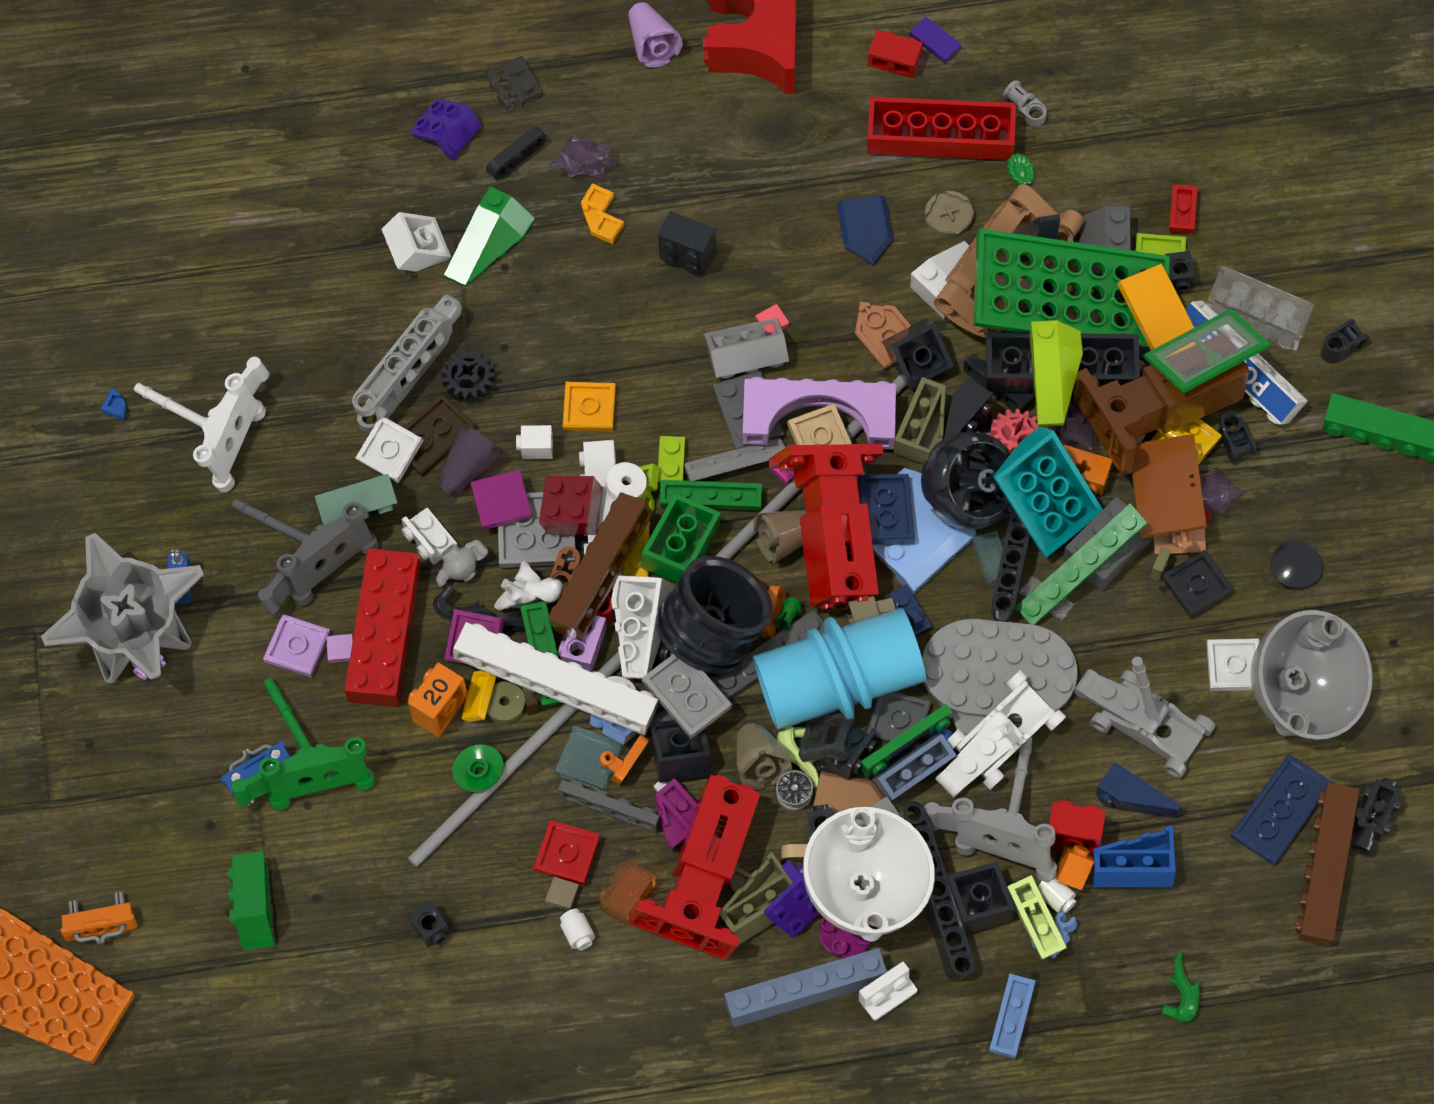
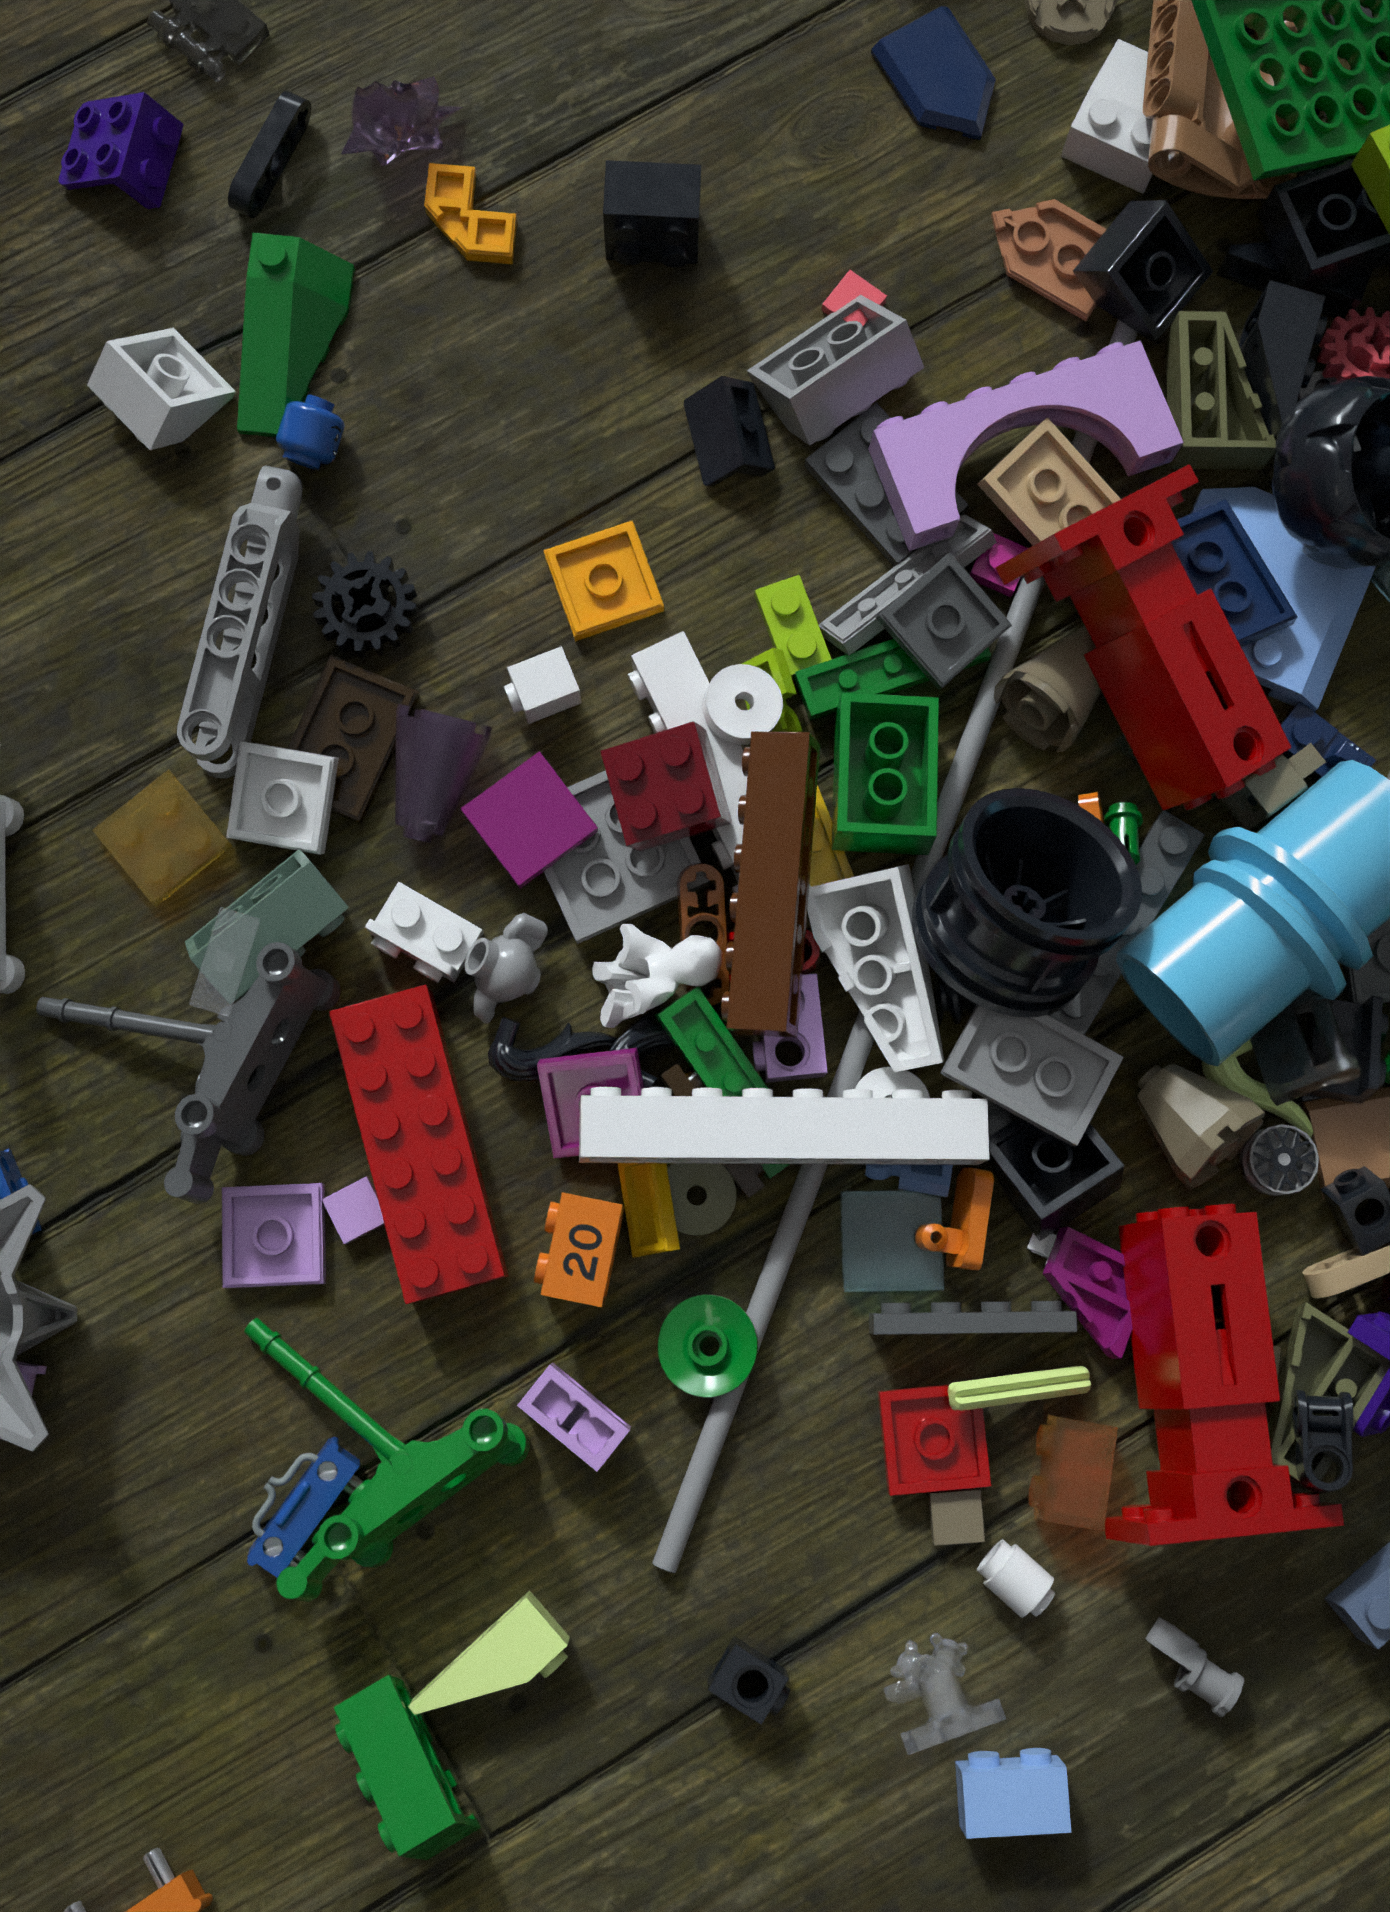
camera: 30 degrees left, 15 degrees up
(319, 868) = (504, 1656): none -> yellowish green slope
(325, 448) = (162, 838): none -> clear yellow plate
(329, 503) = (224, 961): none -> clear piece
(400, 773) = (574, 1416): none -> lavender brick
(477, 288) = (310, 432): none -> blue head
(511, 965) = (941, 1692): none -> clear piece
(530, 1023) = (1012, 1794): none -> light blue brick
(617, 843) = (1018, 1388): none -> yellowish green axle
(644, 1004) = (1196, 1671): none -> light grey connector
(682, 358) = (728, 431): none -> black panel
(742, 481) = (943, 621): none -> dark grey tile
(747, 903) = (1323, 1436): none -> black piece

